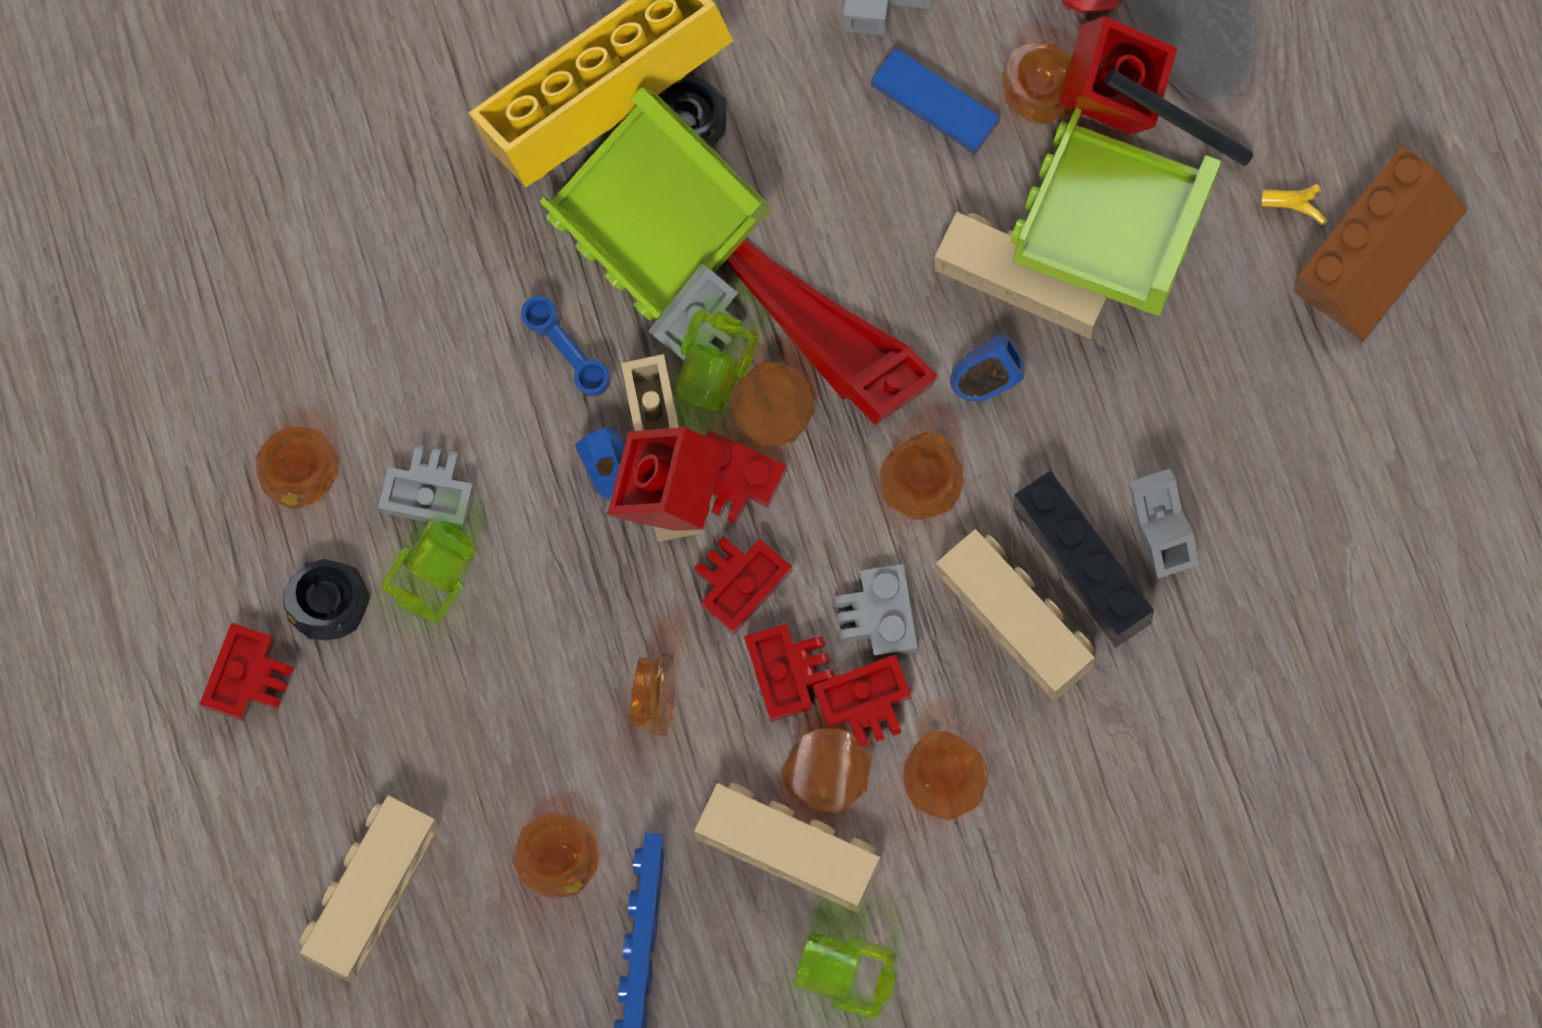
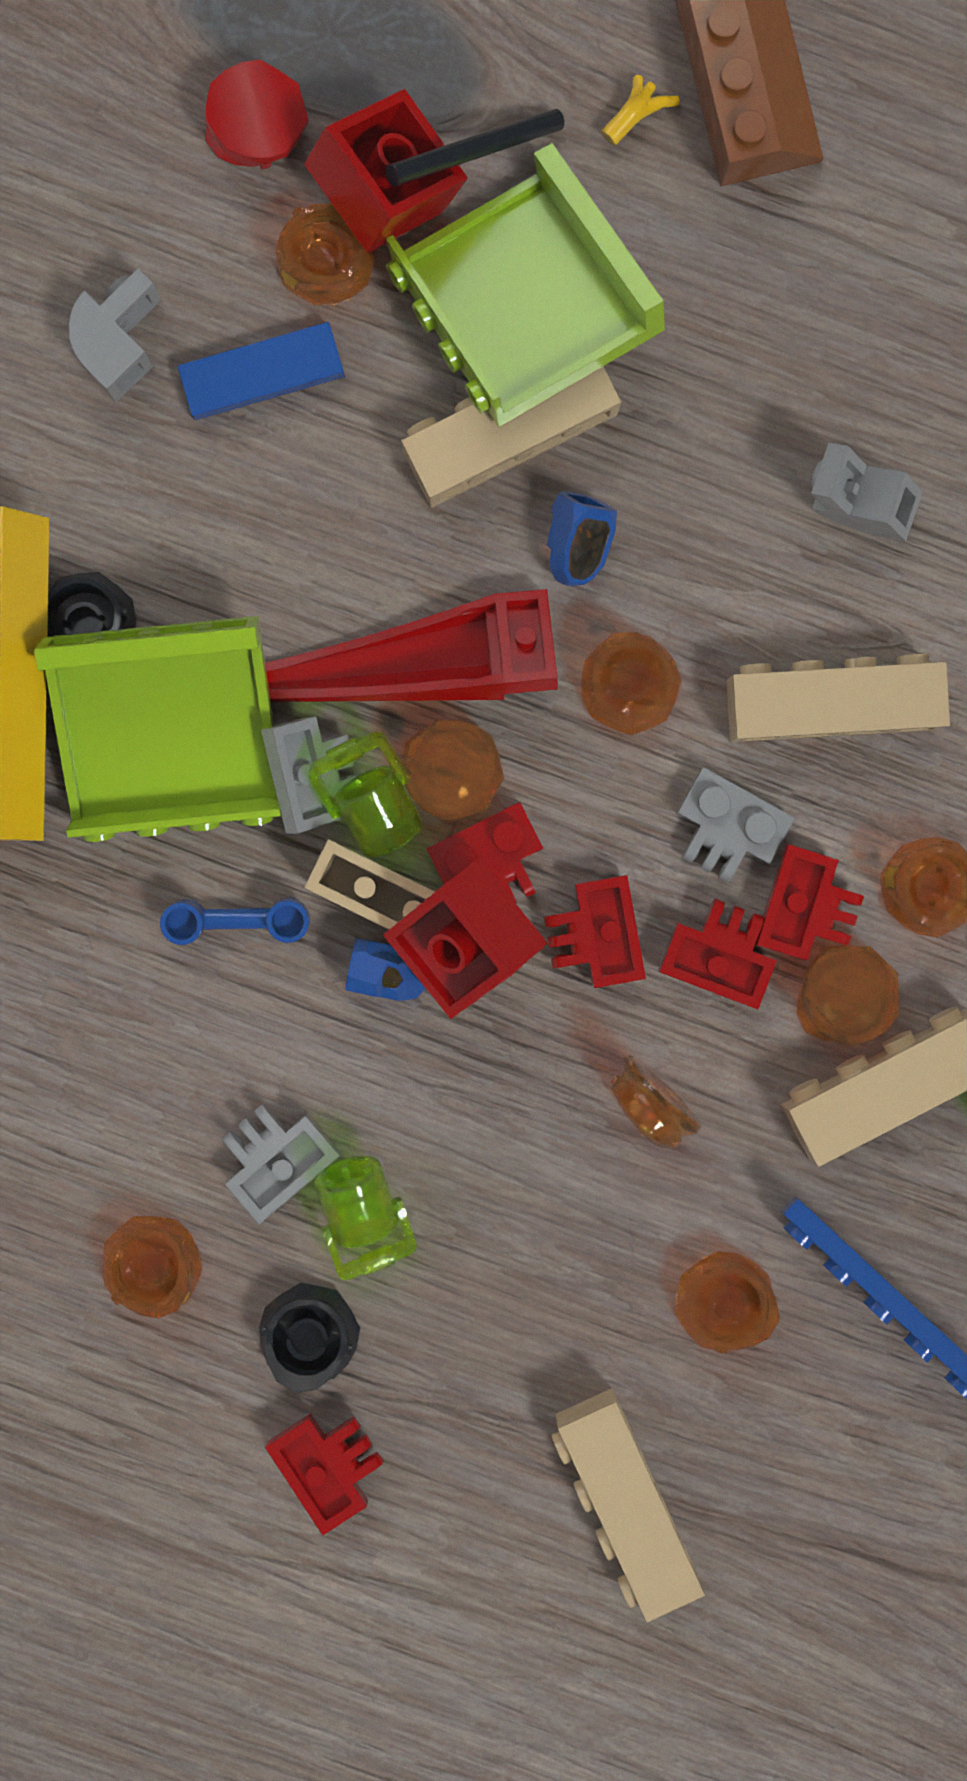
camera: 60 degrees left, 15 degrees up
(1083, 559) = (836, 595): black brick -> none

